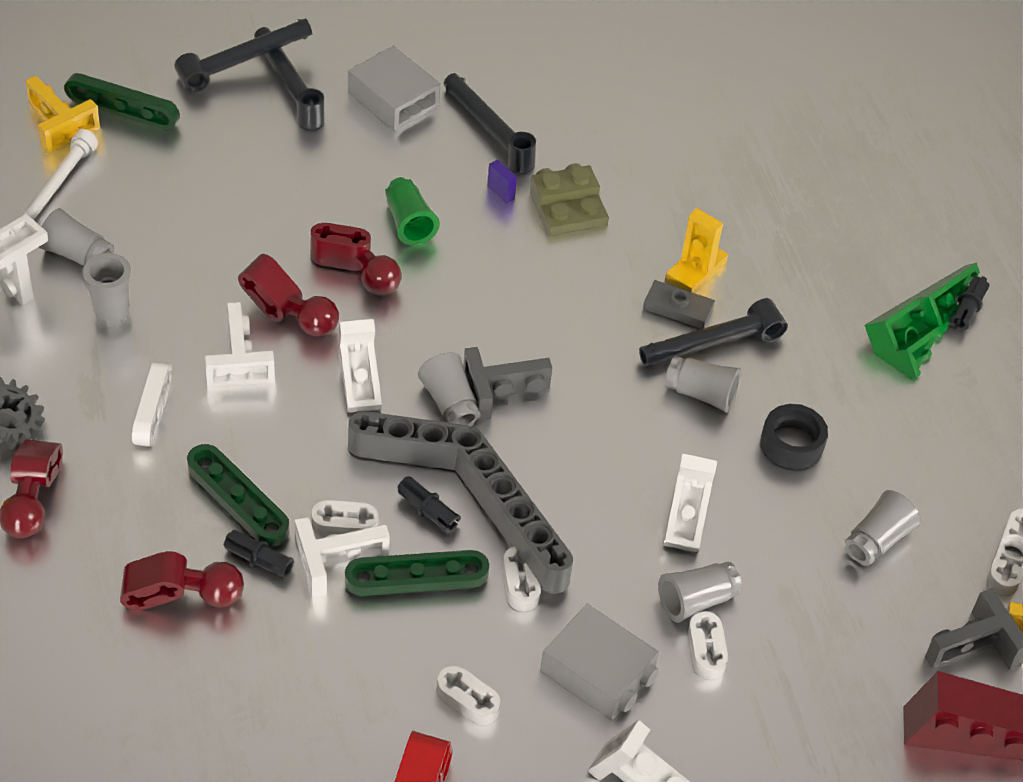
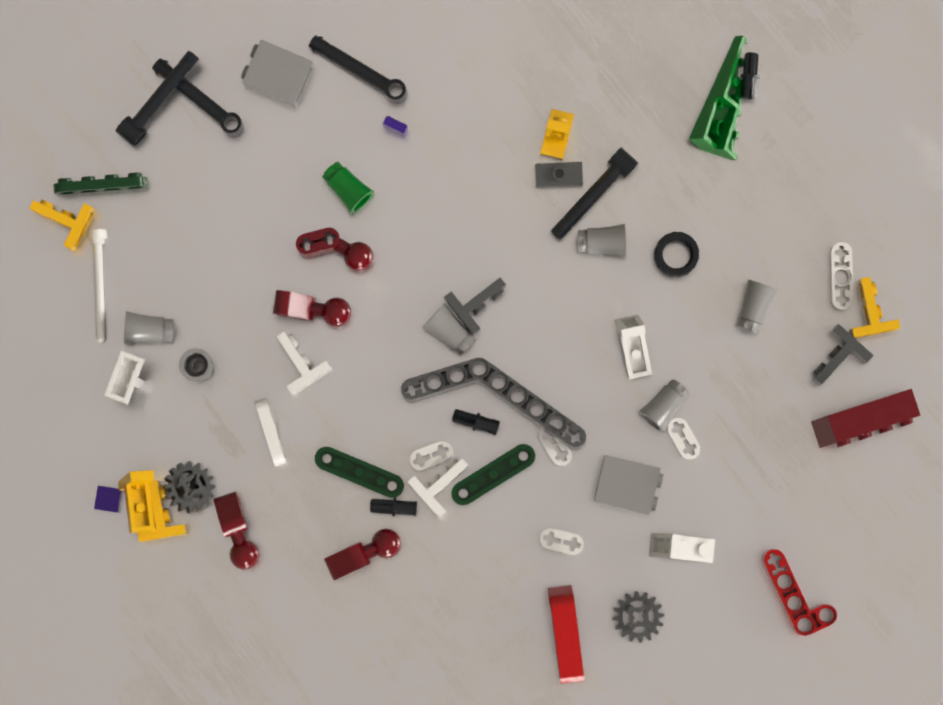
camera: 20 degrees left, 35 degrees up
(359, 365) = (384, 342): white bracket -> none
(568, 199) = (446, 117): olive plate -> none

